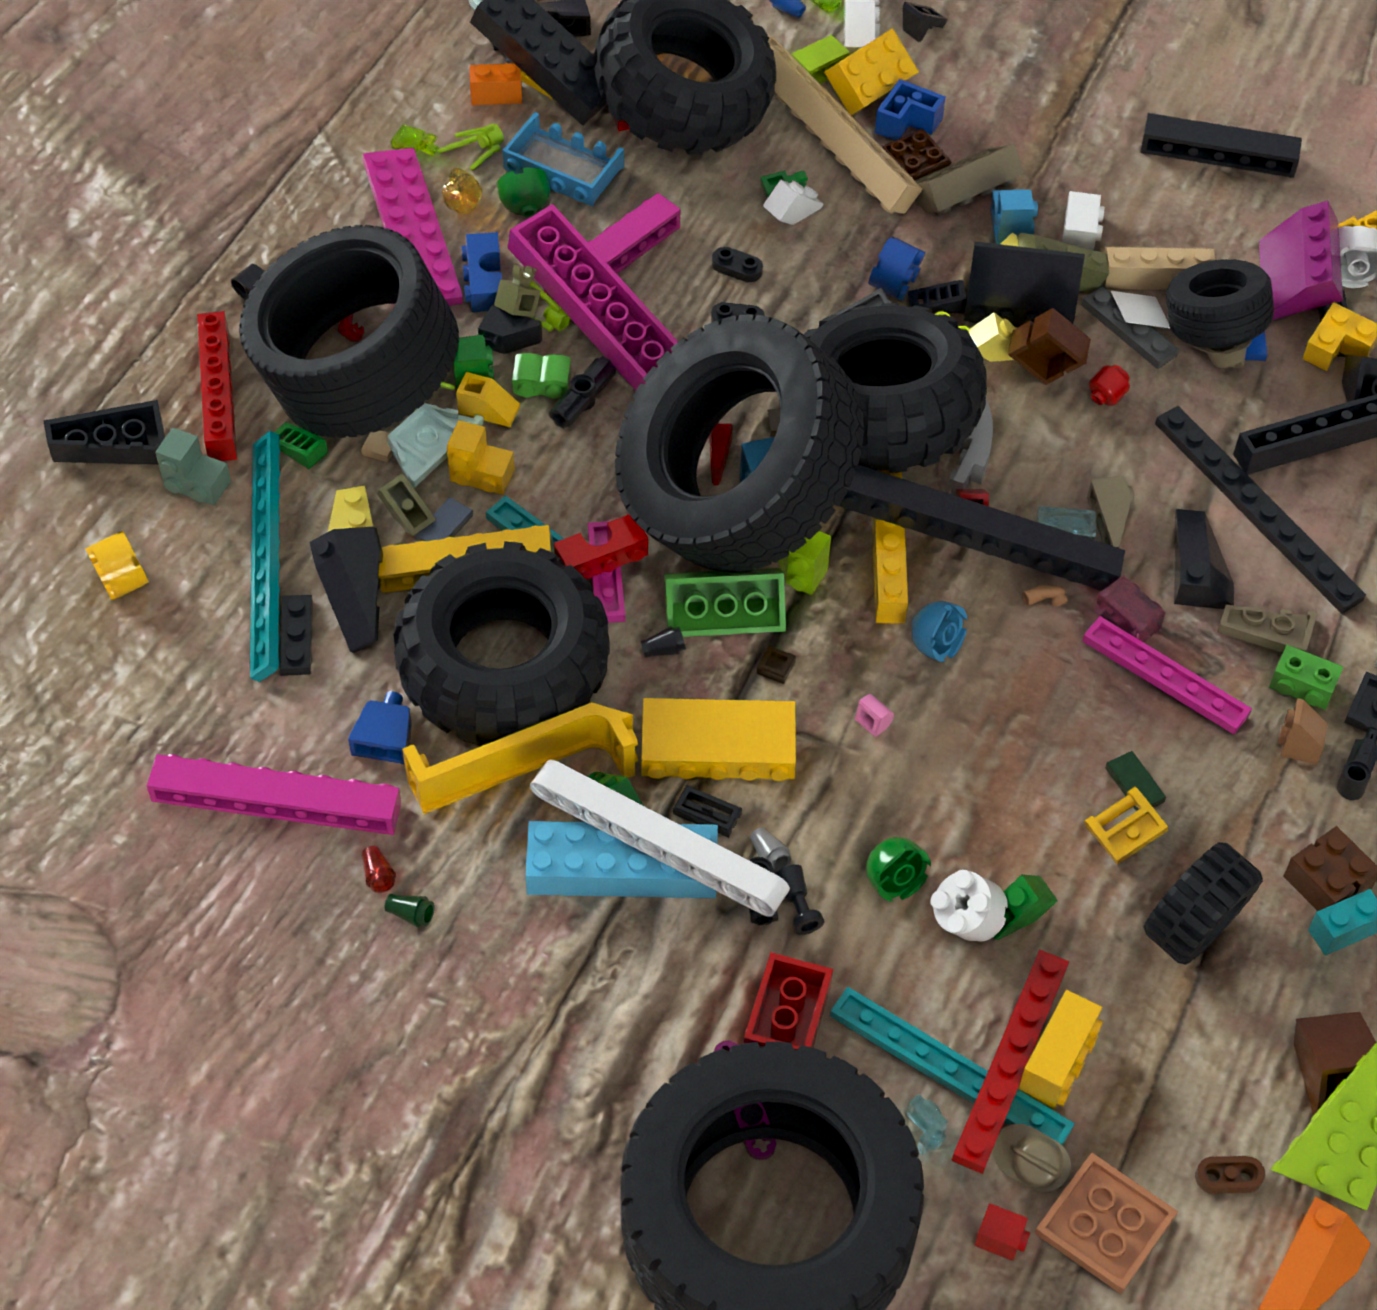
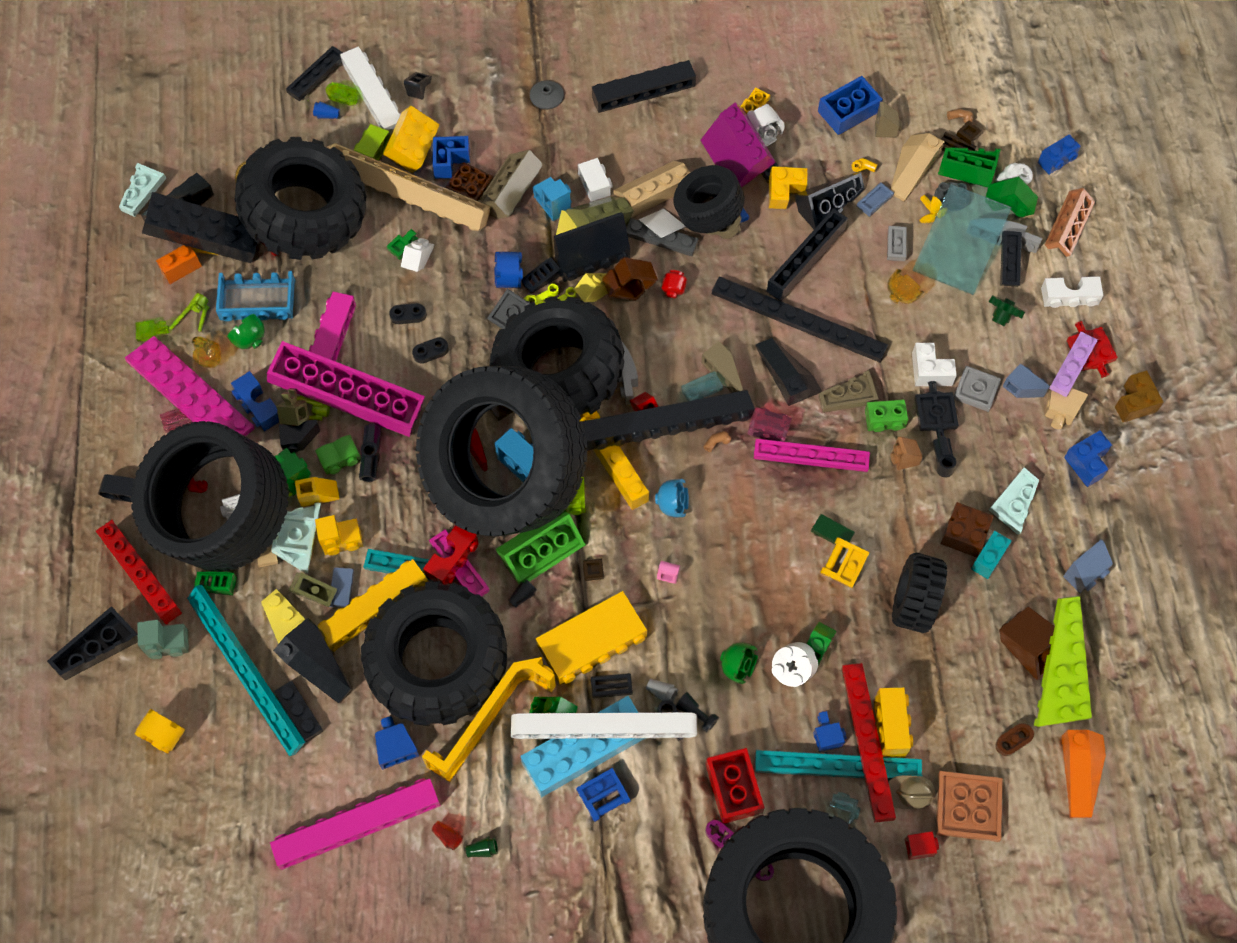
camera: 30 degrees left, 10 degrees up
(607, 920) = (599, 788): none -> blue plate
(962, 1023) = (828, 735): none -> blue brick
(1084, 103) = (548, 99): none -> dark grey dish

